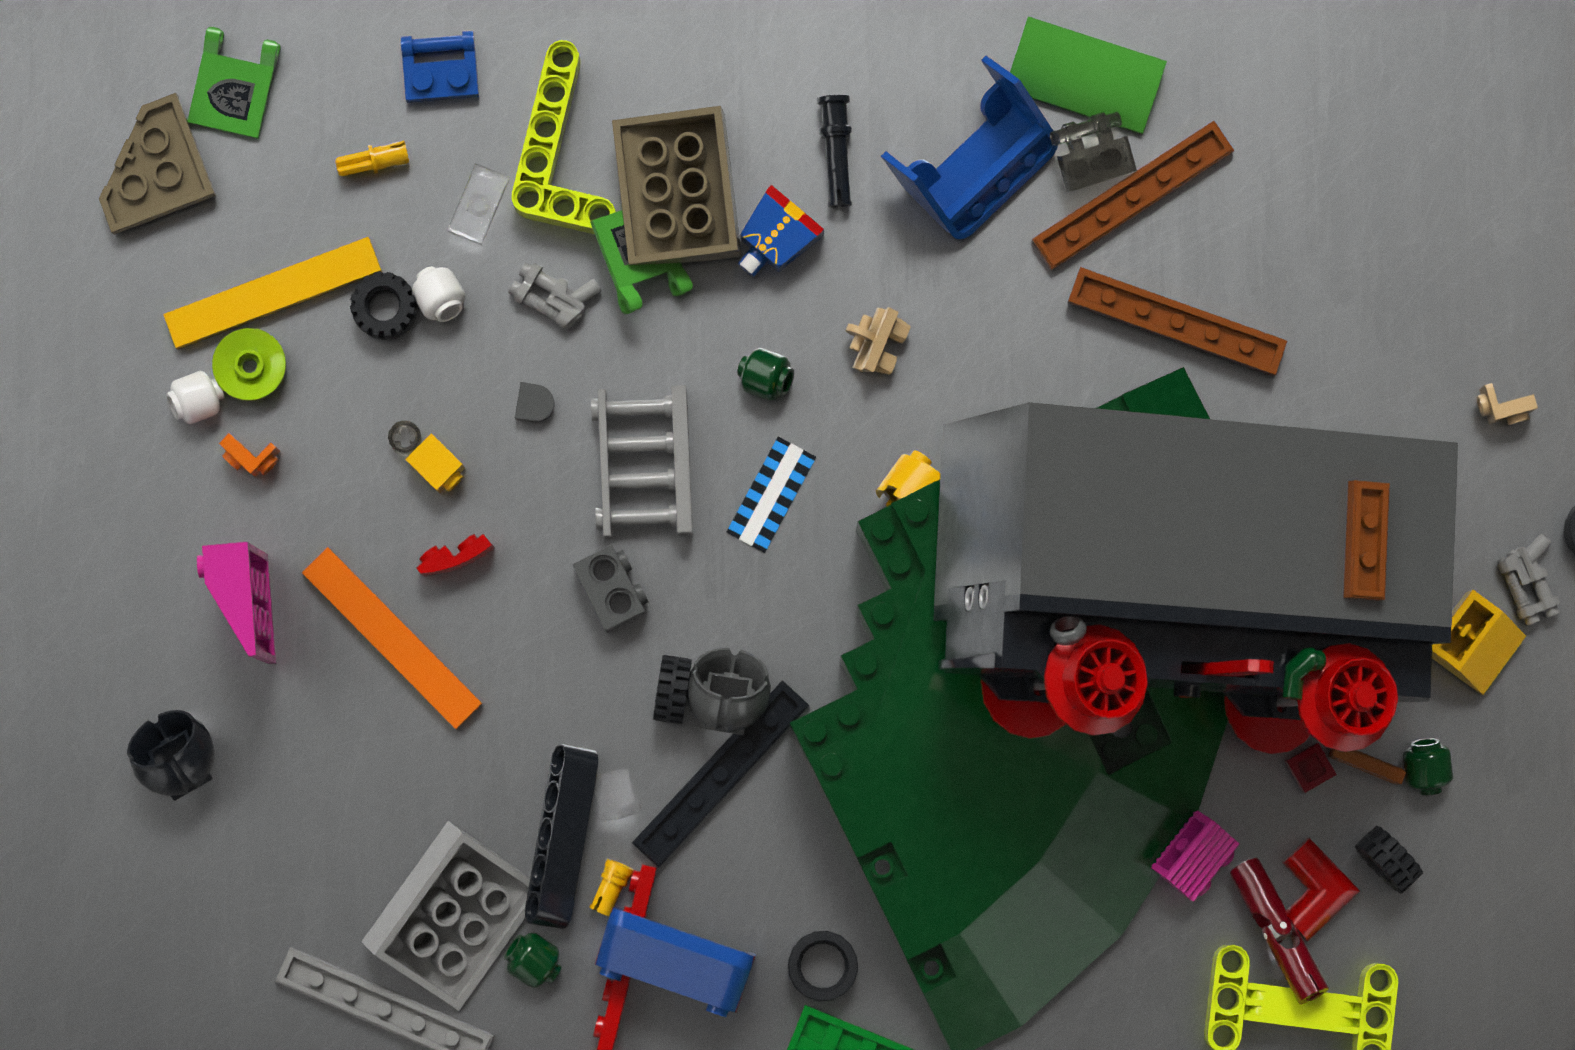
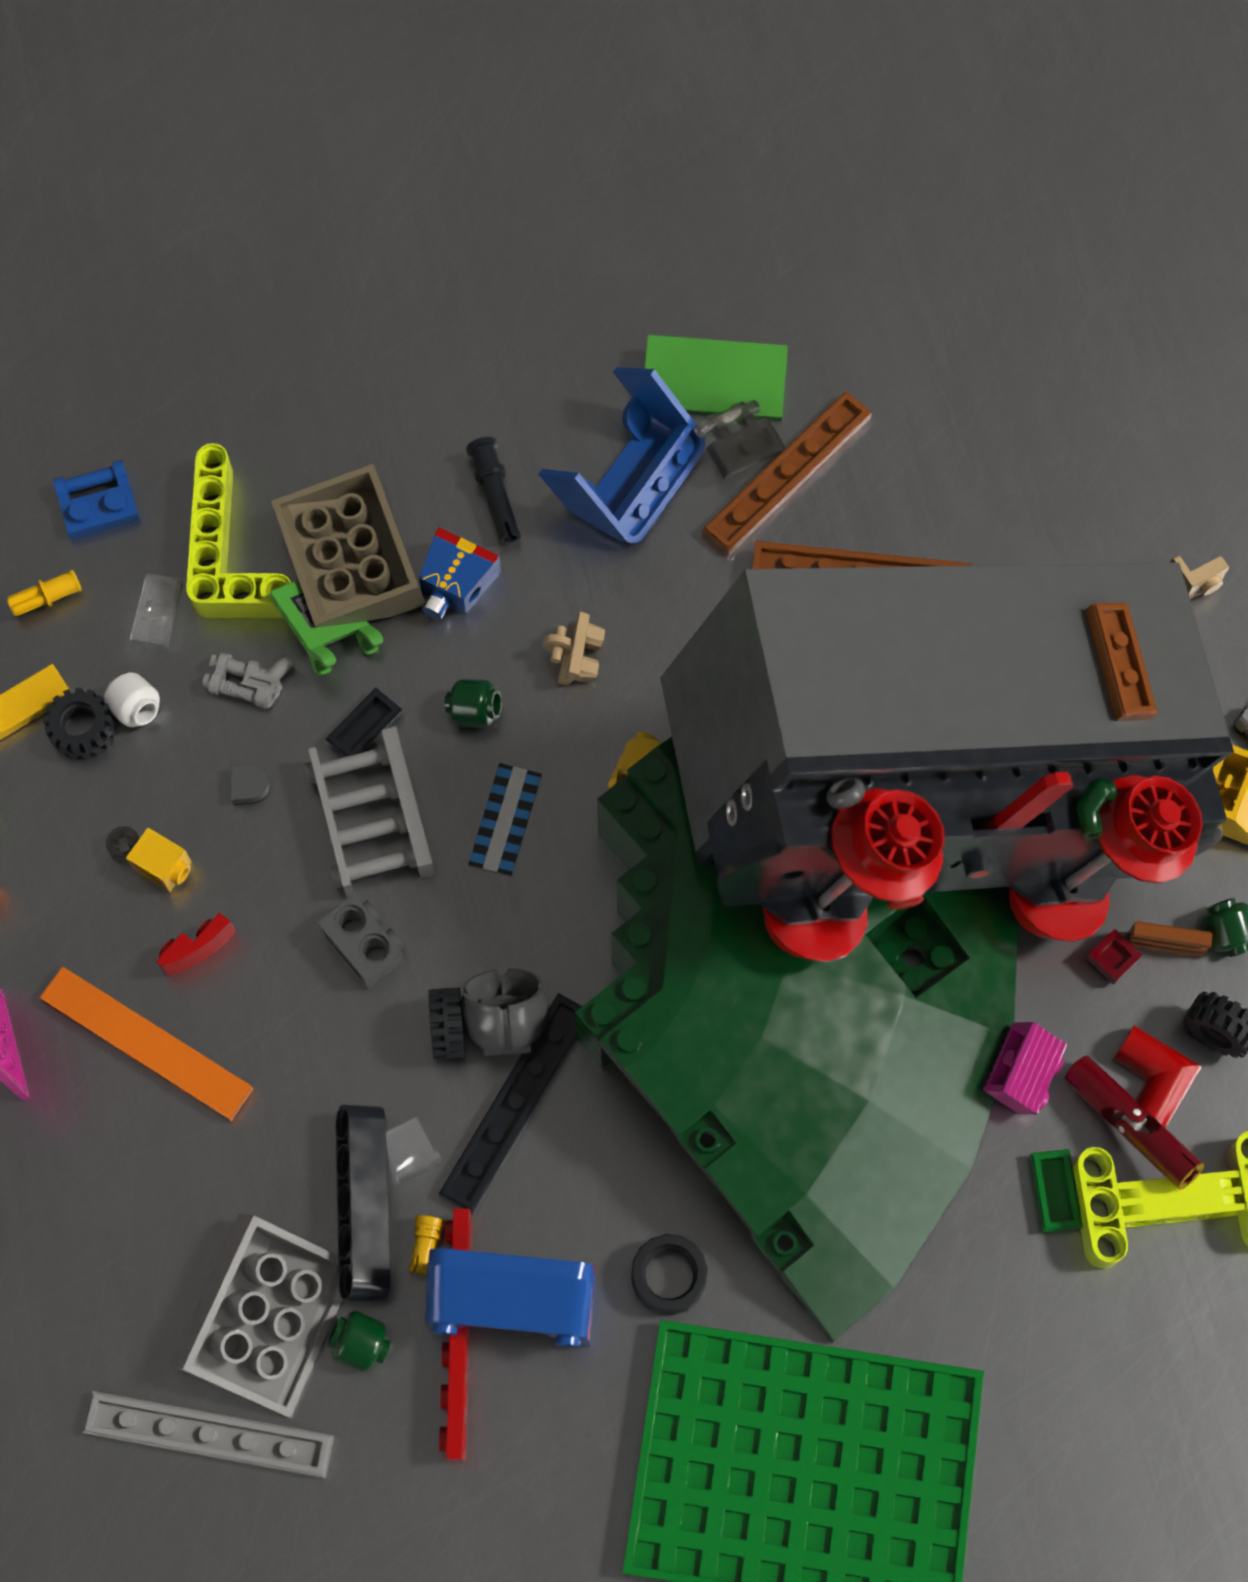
camera: 15 degrees left, 15 degrees down
(656, 369) = (364, 724): none -> black tile
(1193, 972) = (1056, 1190): none -> green tile

